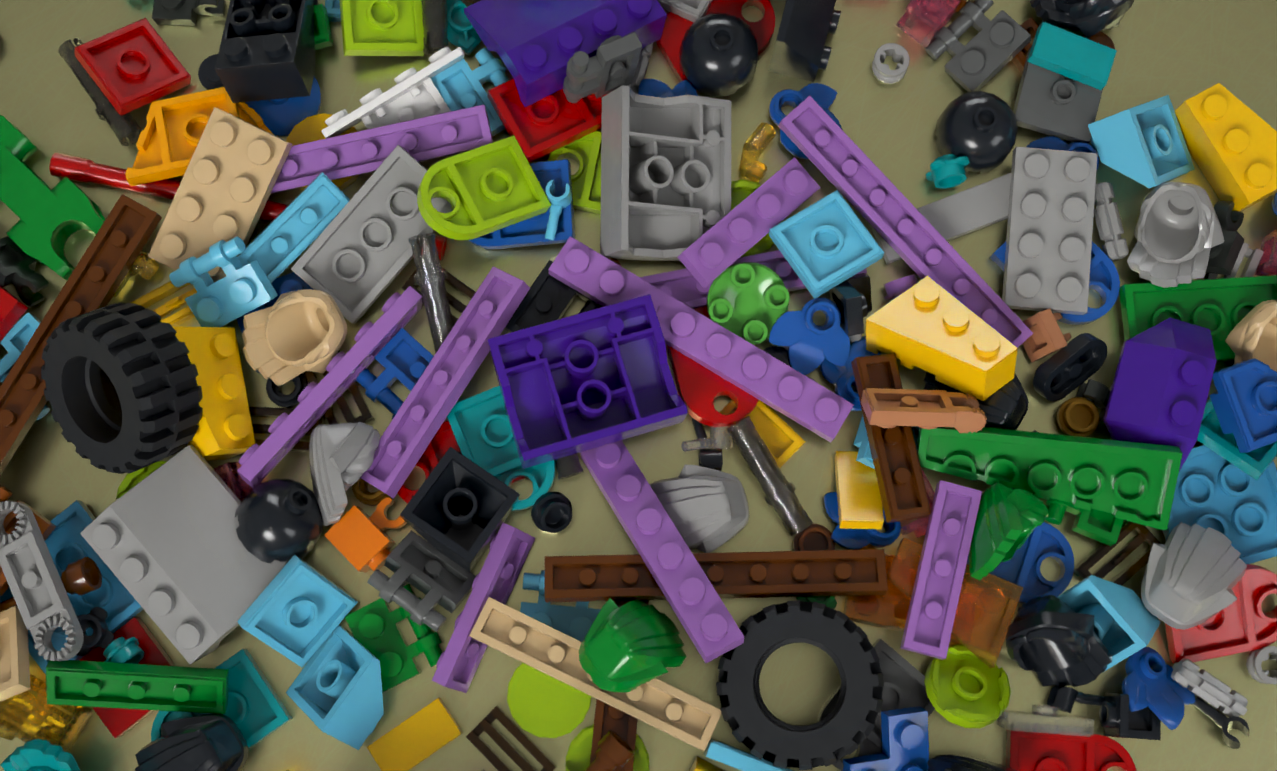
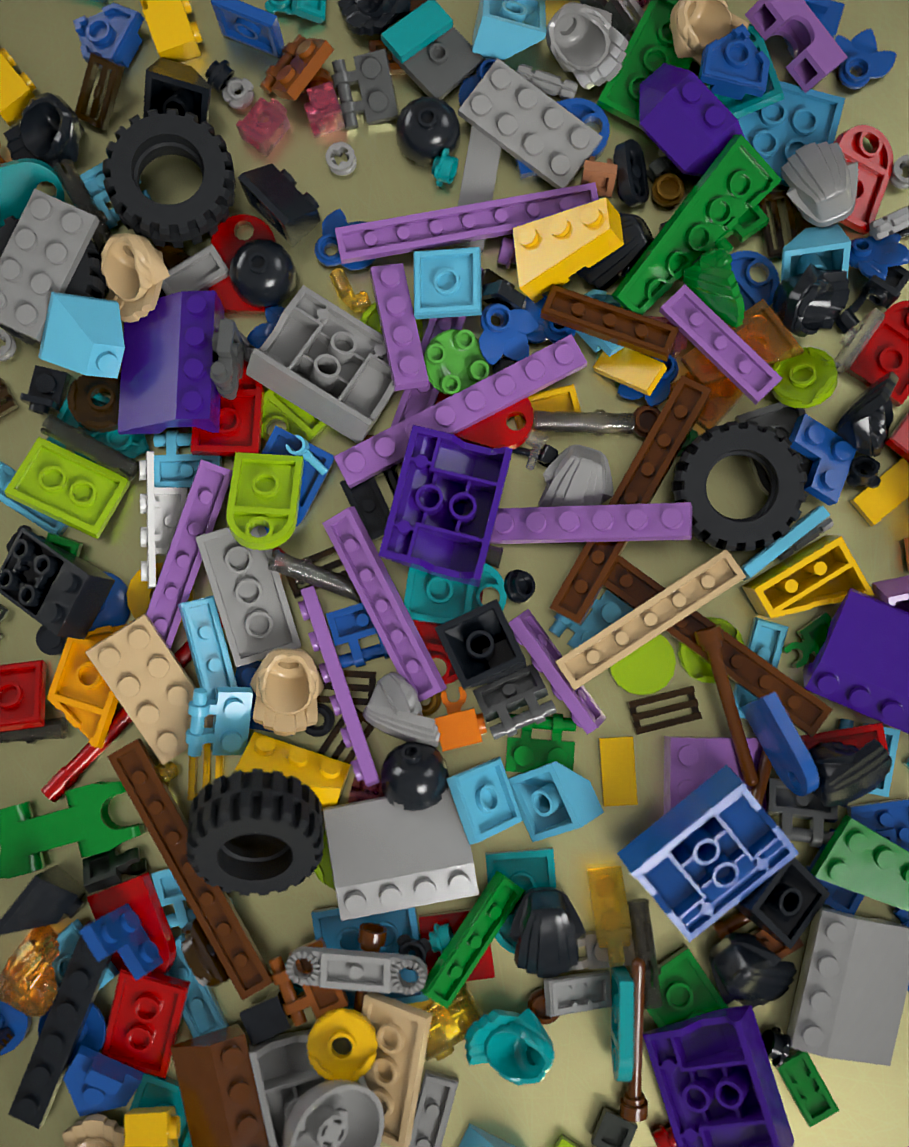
camera: 55 degrees left, 5 degrees up
(630, 646) = (647, 584): green hair -> none
(922, 409) = (606, 288): nougat hinge -> none

